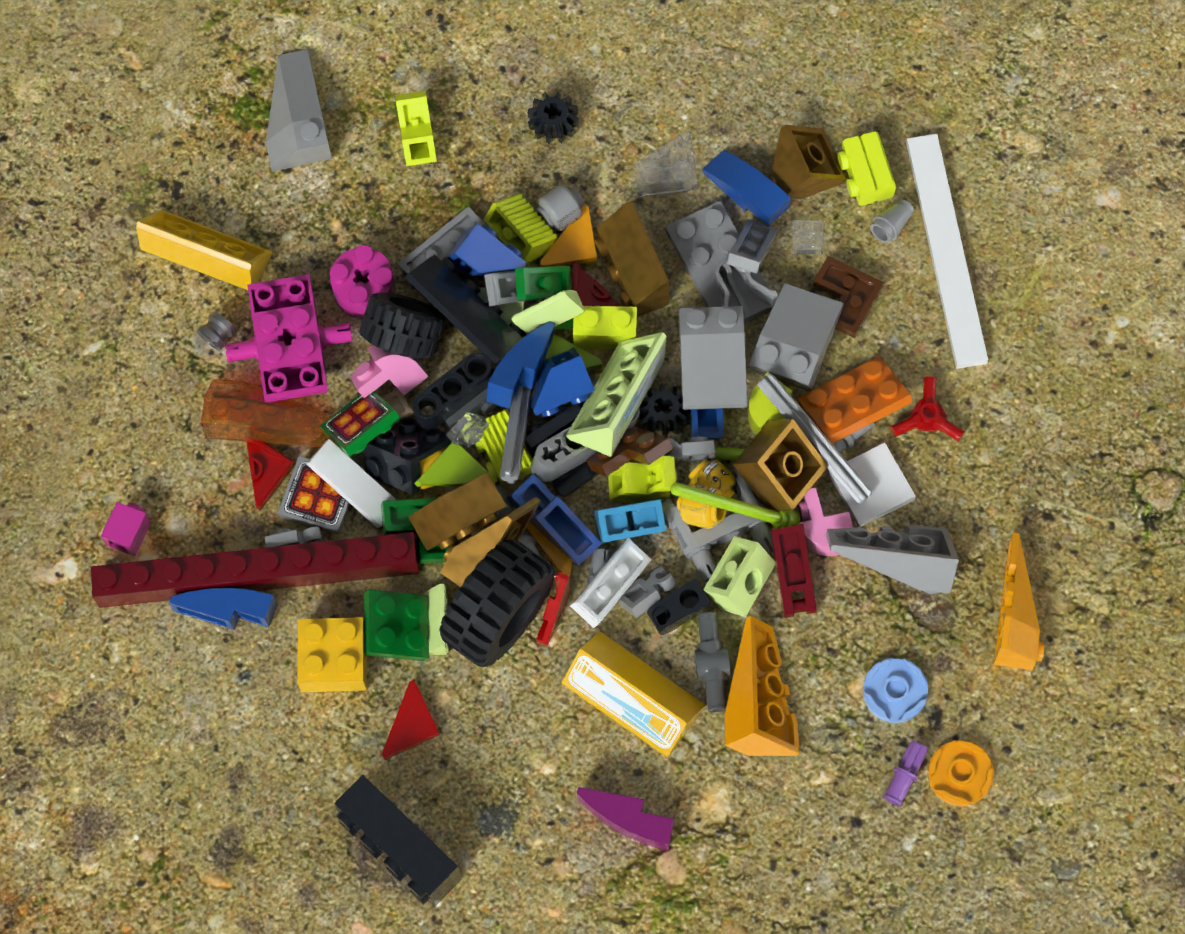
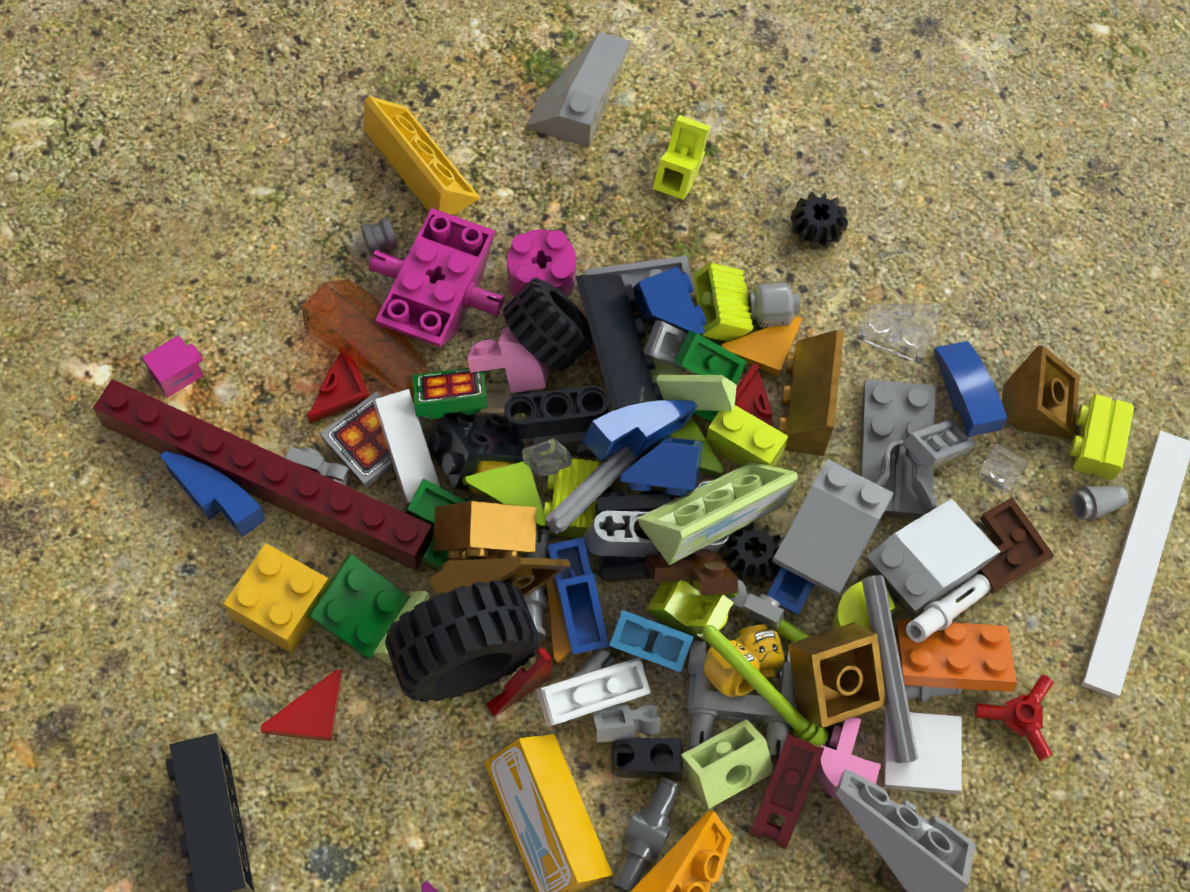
camera: 25 degrees right, 5 degrees down
(827, 375) = (939, 614): none -> white pin

